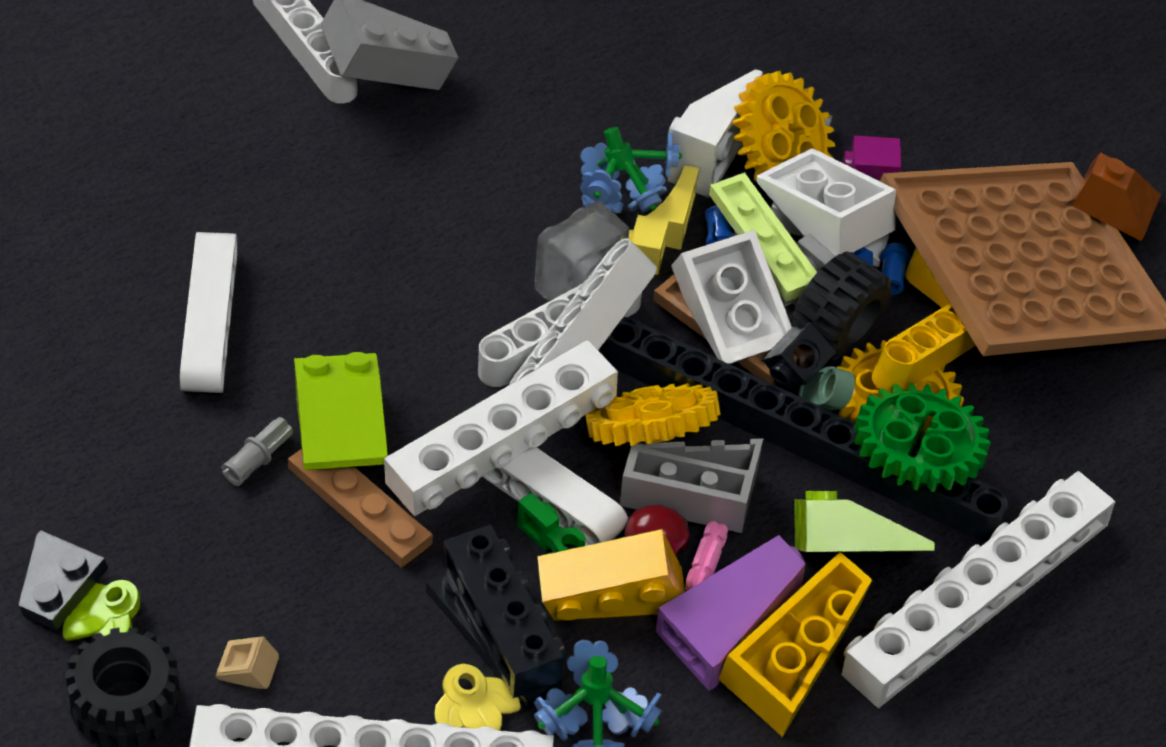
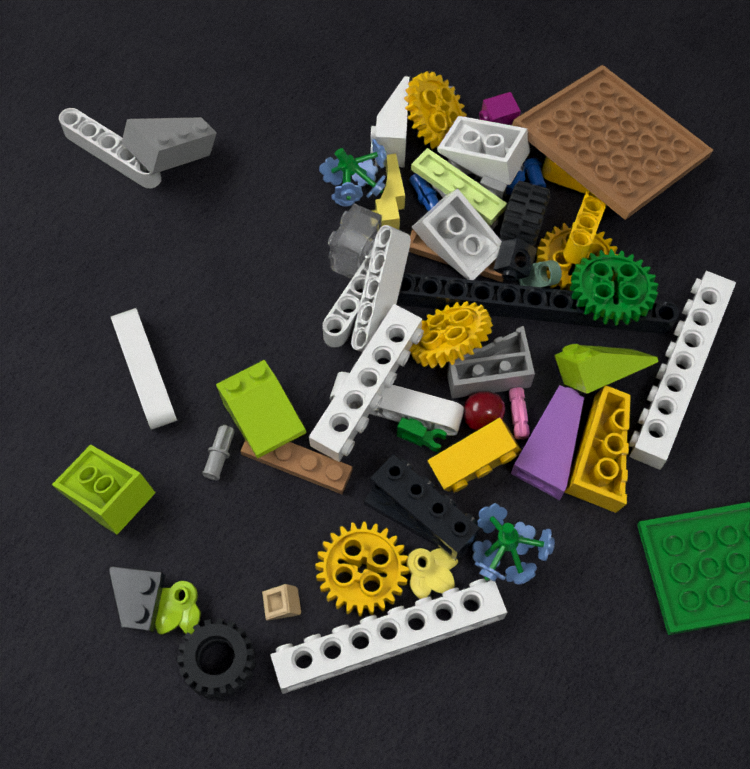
camera: 20 degrees left, 15 degrees up
(83, 436) = (104, 488): none -> lime slope
(378, 660) = (353, 592): none -> yellow gear
(1117, 196) = (638, 78): dark orange slope -> none

